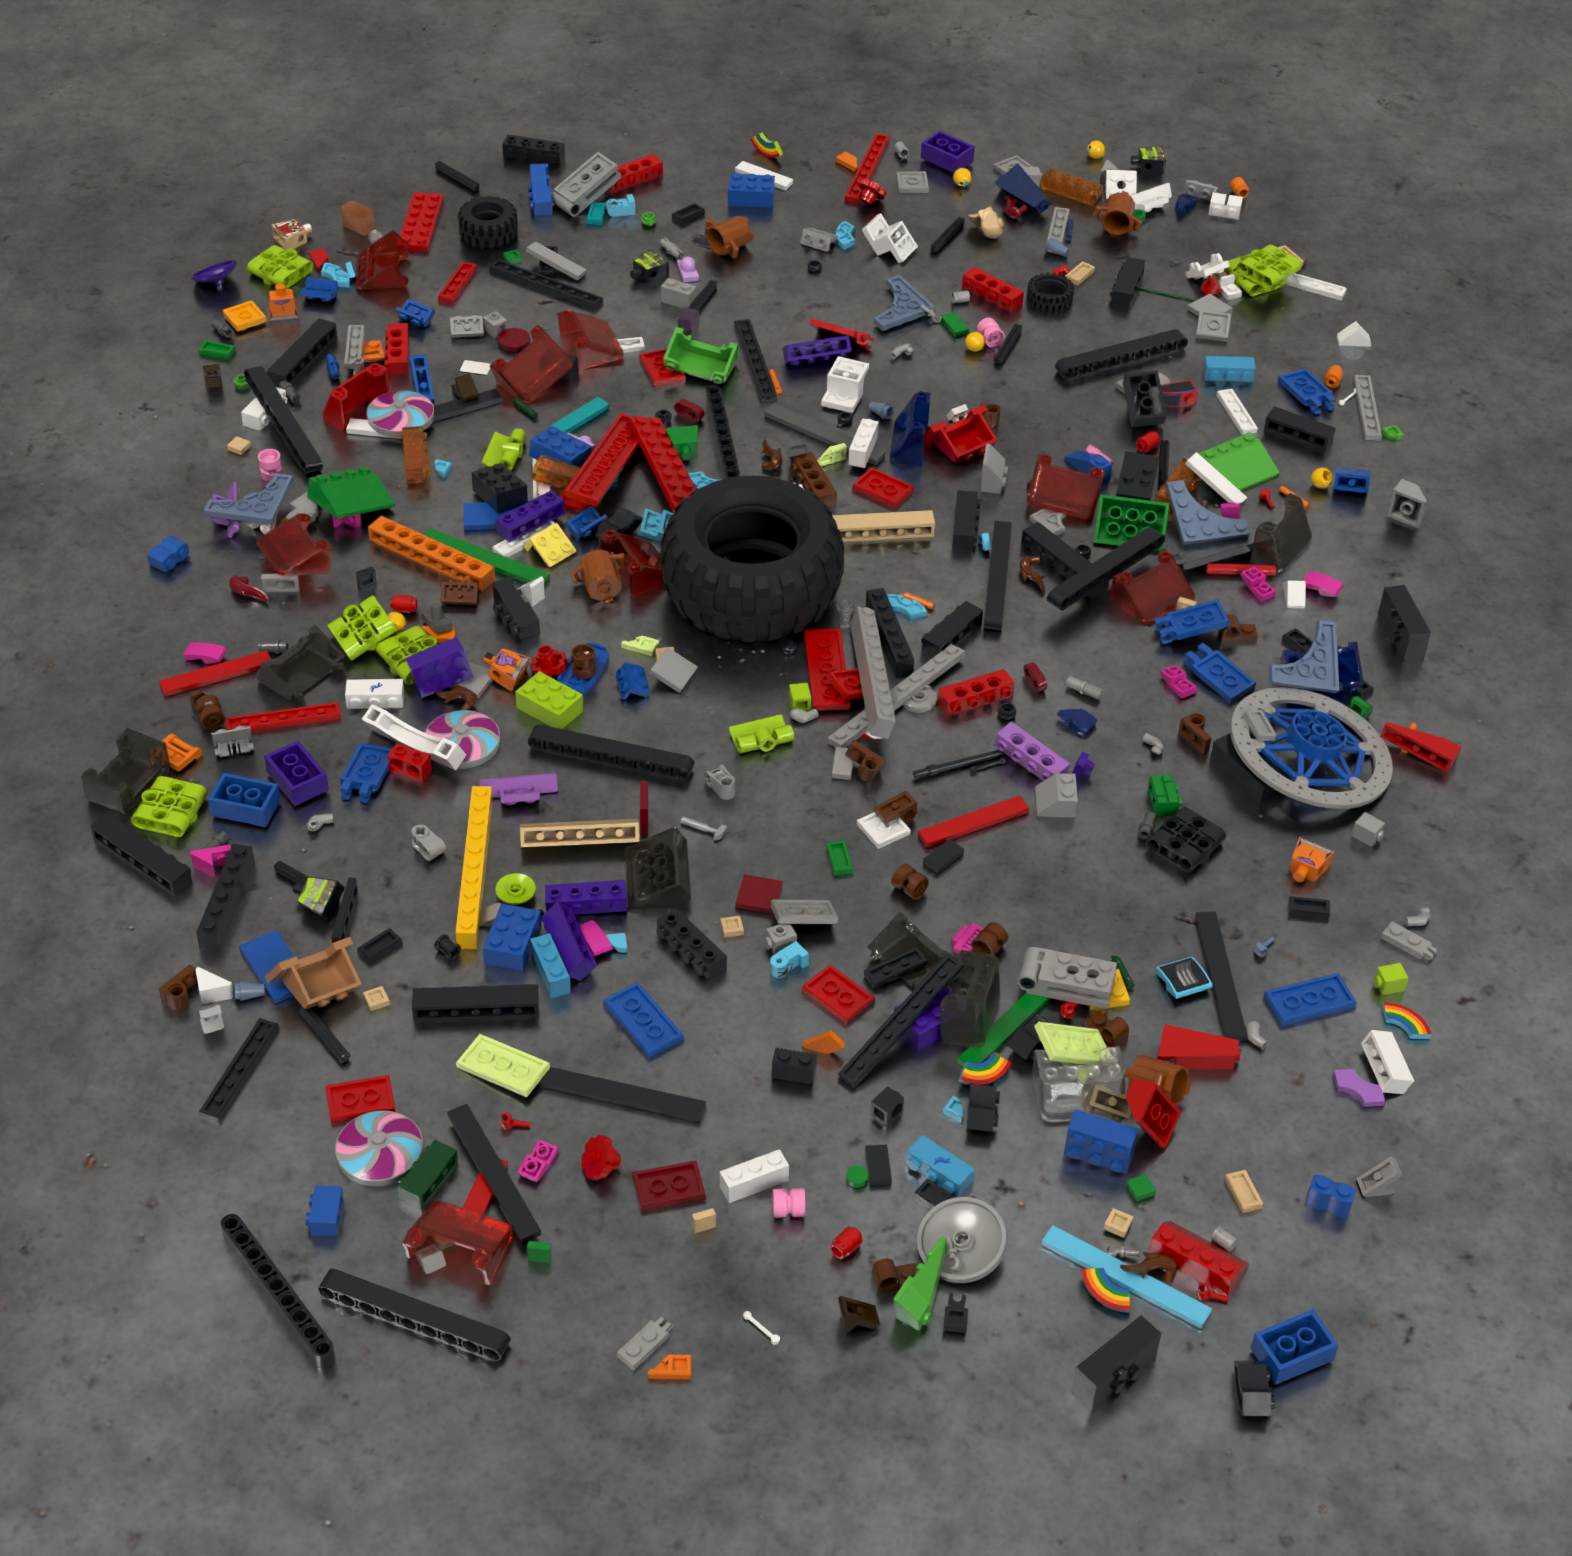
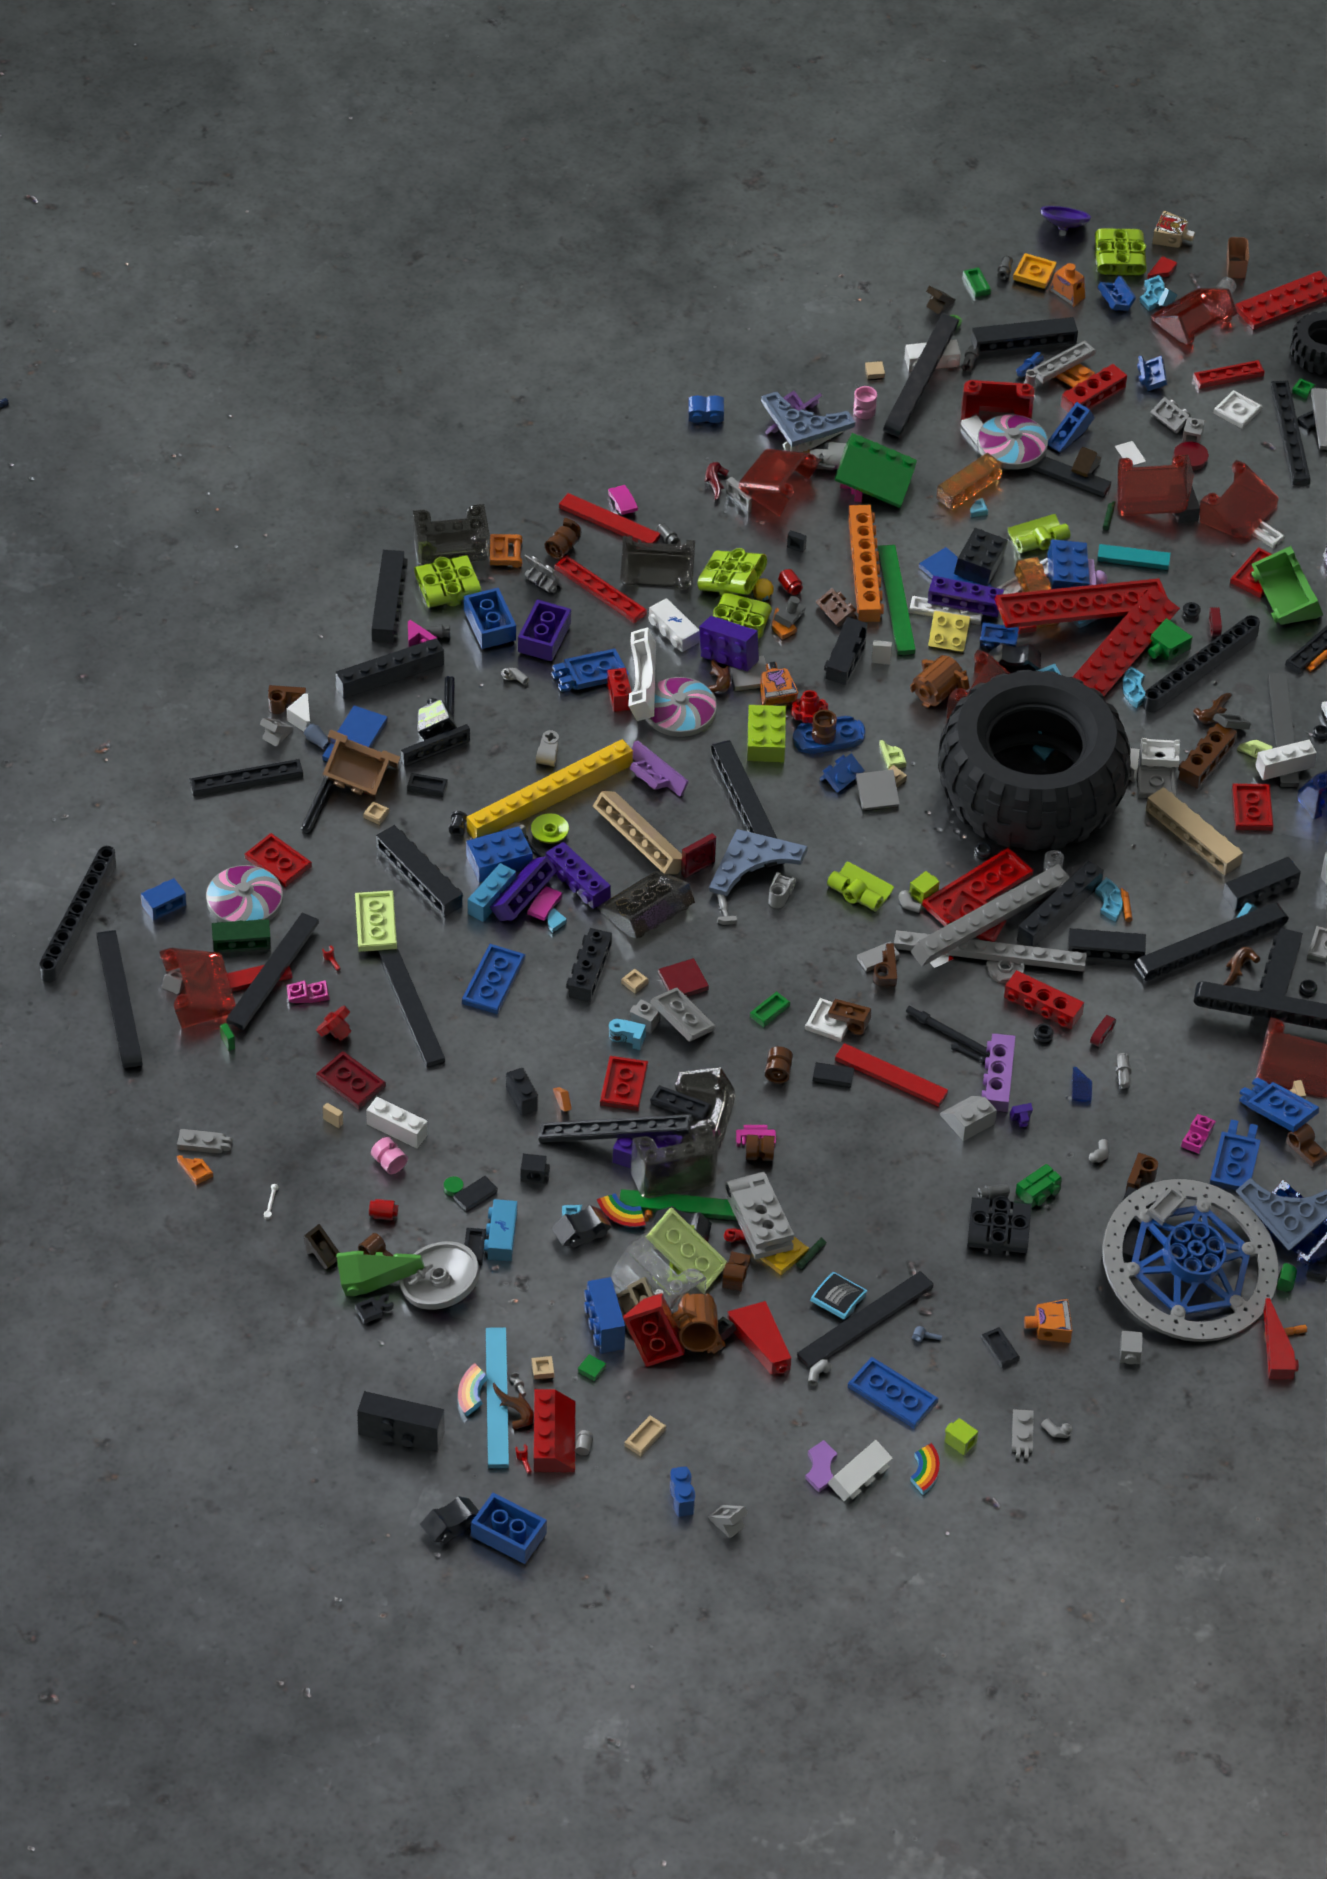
camera: 55 degrees right, 5 degrees up
(495, 296) = (1237, 409): none -> white tile
(672, 776) = (751, 852): none -> sand blue plate

